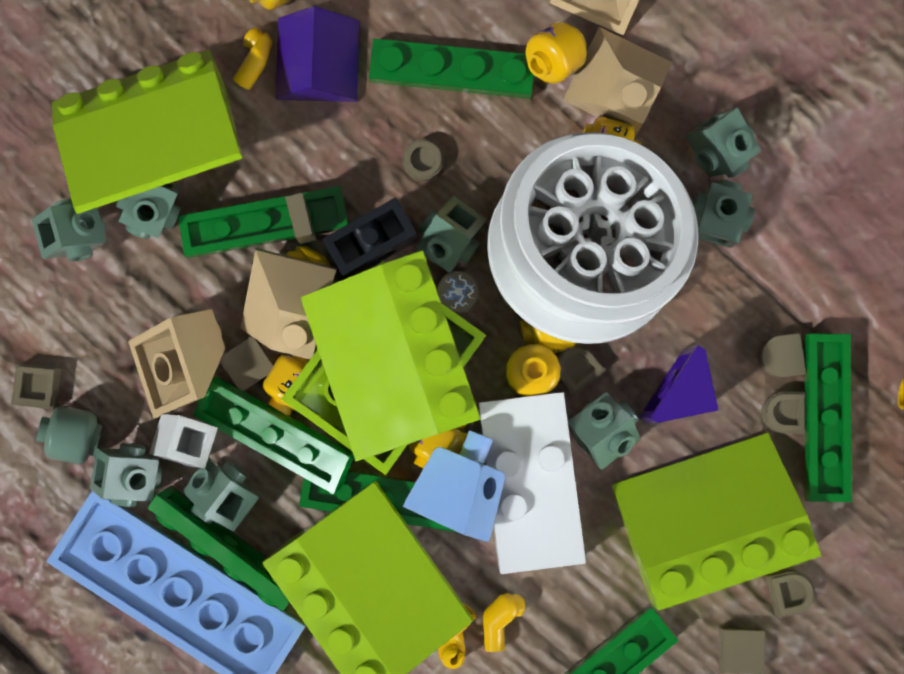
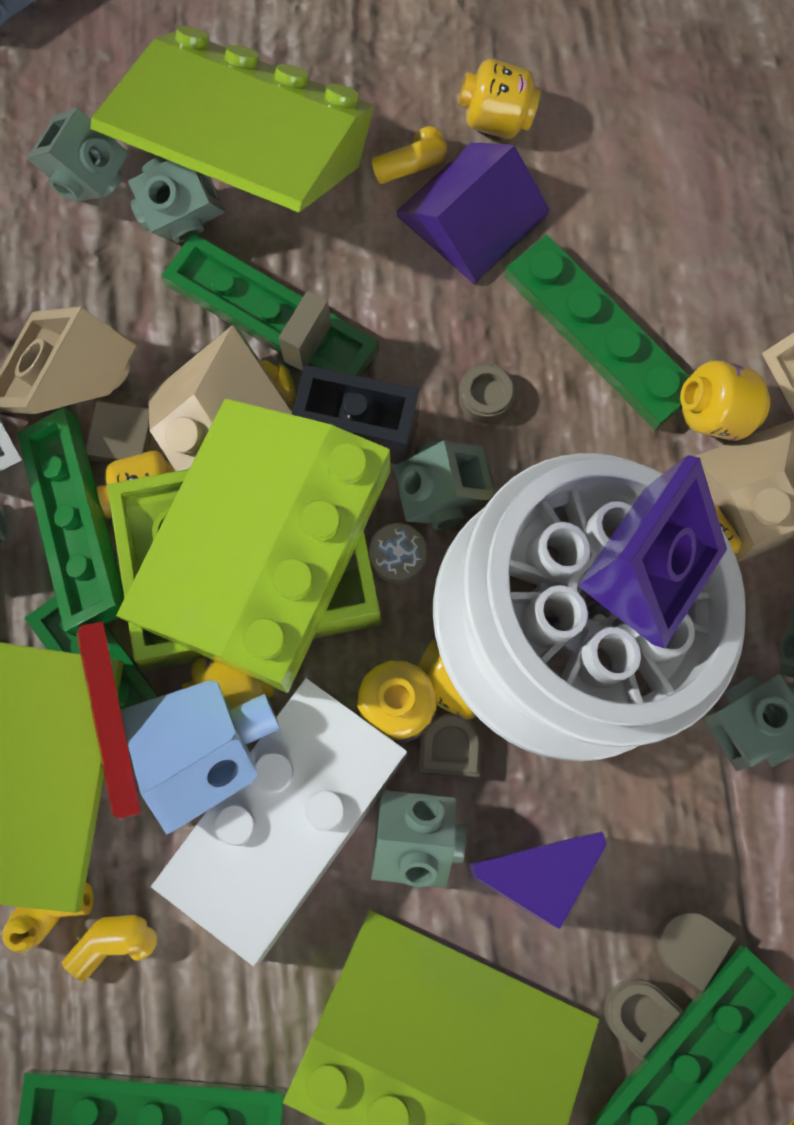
camera: 45 degrees right, 10 degrees down
(403, 516) = (108, 721): none -> red tile
(610, 185) = (660, 554): none -> dark purple slope

